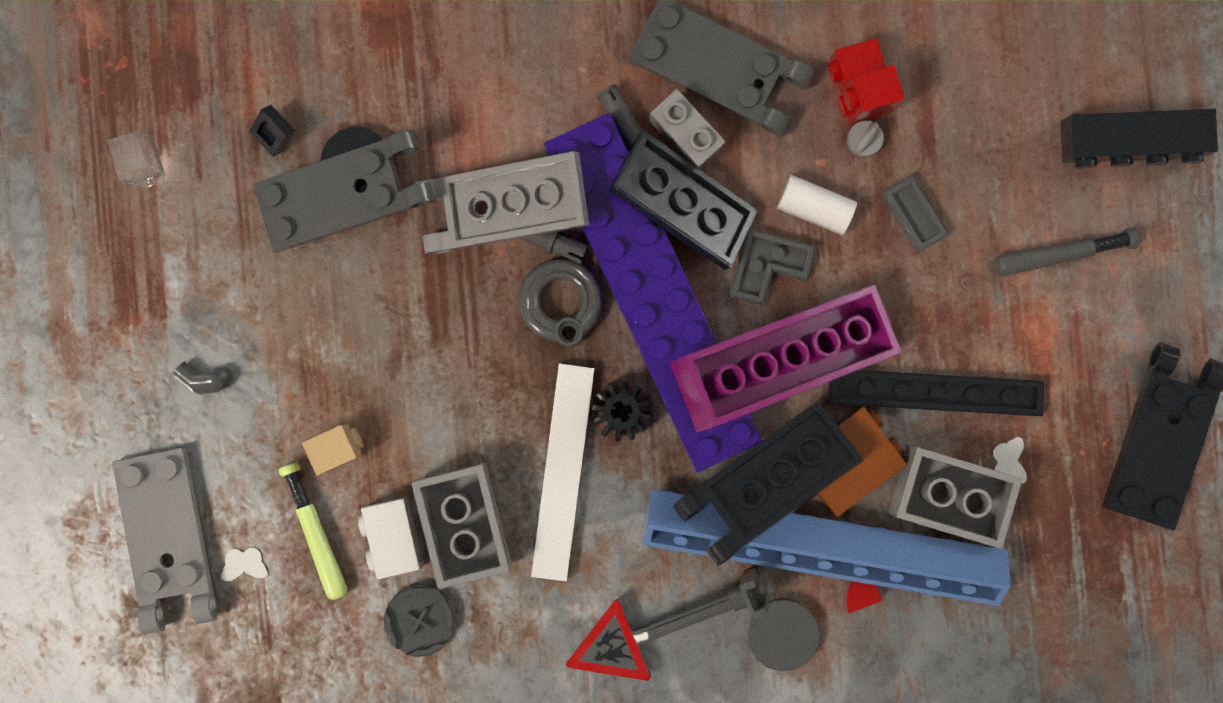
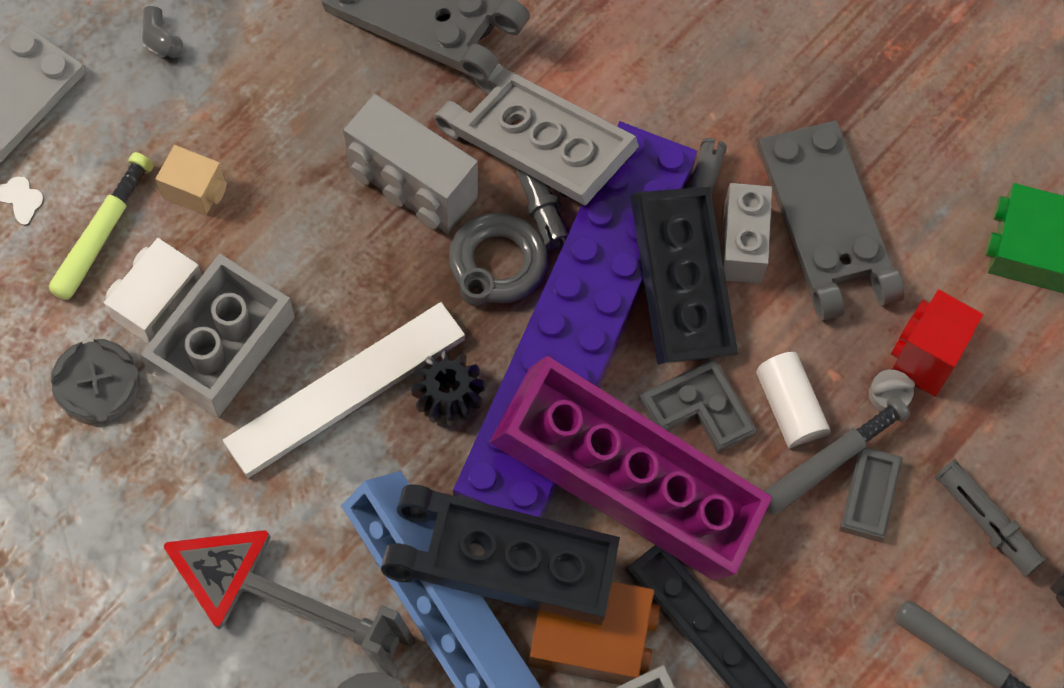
camera: 45 degrees right, 20 degrees down
(451, 304) = (411, 164): none -> light grey brick
(873, 229) = (822, 464): none -> dark grey piece
(1010, 160) = (990, 518): none -> dark grey pin

